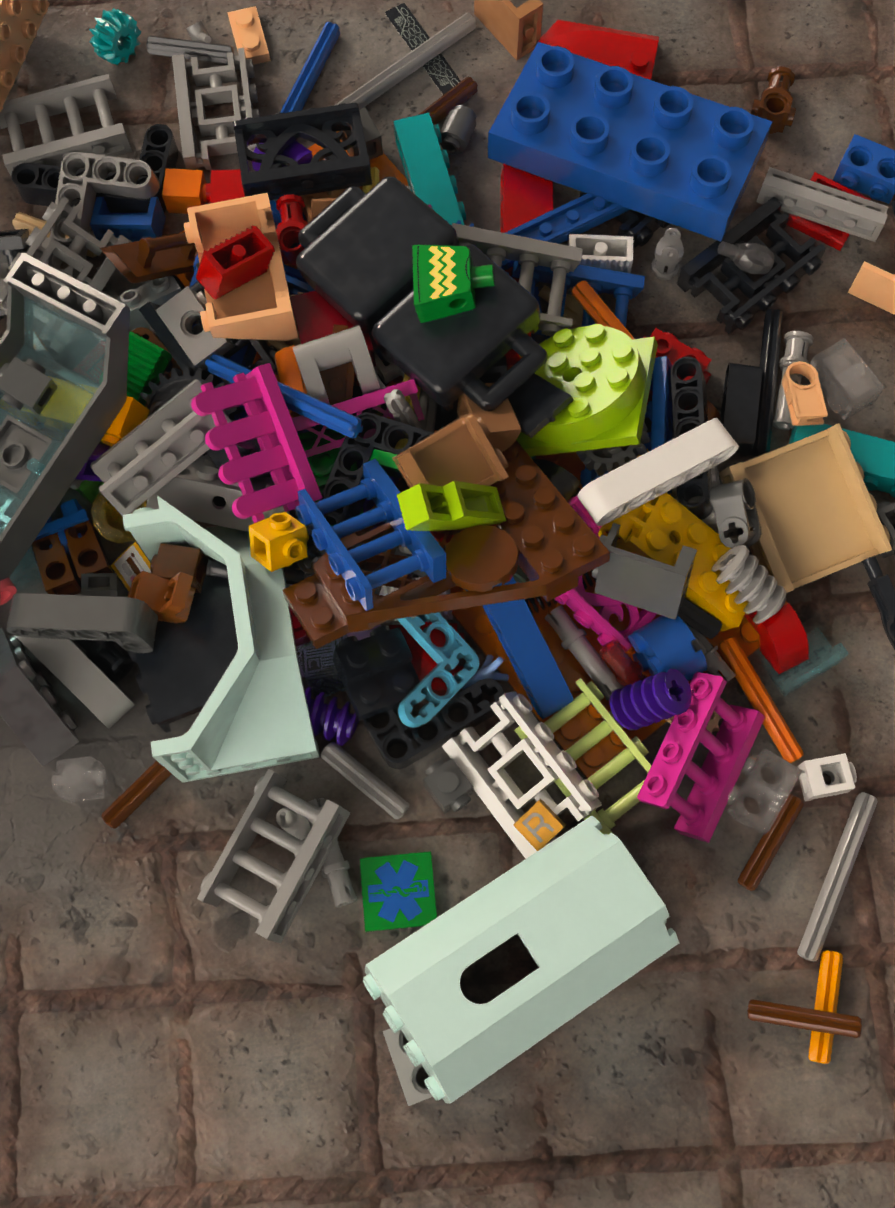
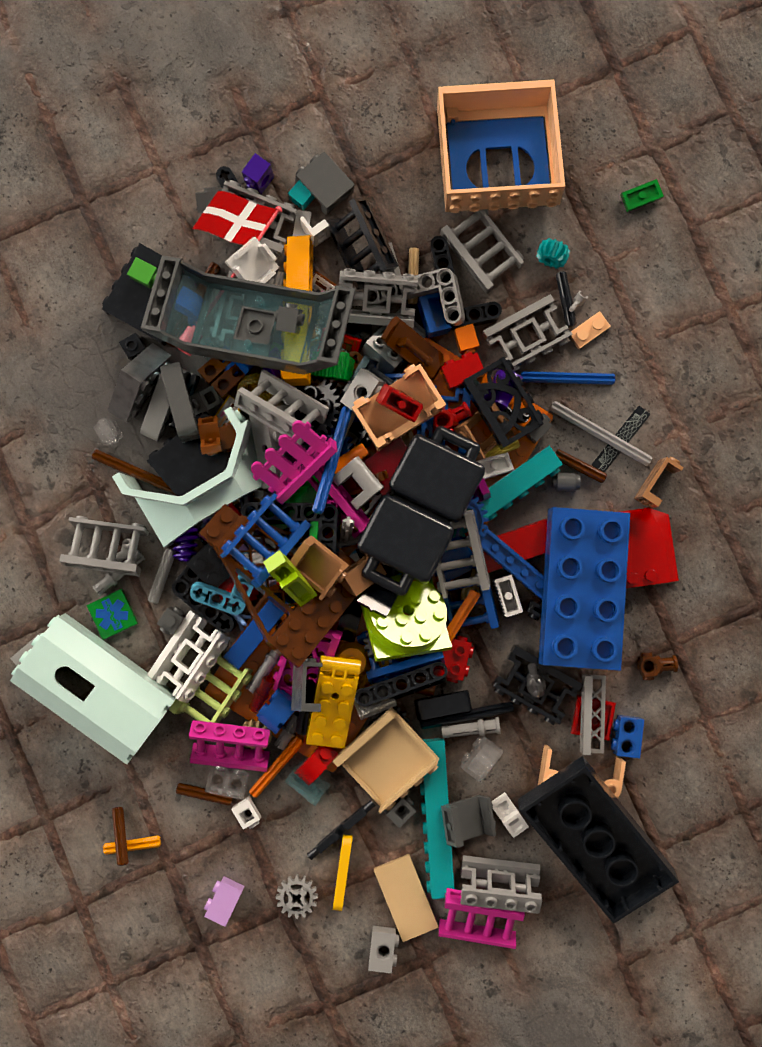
camera: 70 degrees right, 15 degrees up
(278, 541) = (248, 492): yellow brick -> none
(446, 280) = (419, 527): green torso -> none
(481, 558) = (271, 602): reddish brown tile -> none
(539, 825) = (163, 675): pearl gold tile -> none
(651, 700) = (244, 711): dark purple piece -> none
(657, 472) = (362, 676): white beam -> none
(668, 253) = (518, 632): light grey piece -> none
(736, 509) = (364, 724): dark grey piece -> none
(751, 582) = (324, 743): light grey piece -> none
(804, 401) = (453, 740): light nougat piece -> none
(837, 877) = (199, 833): light grey axle -> none

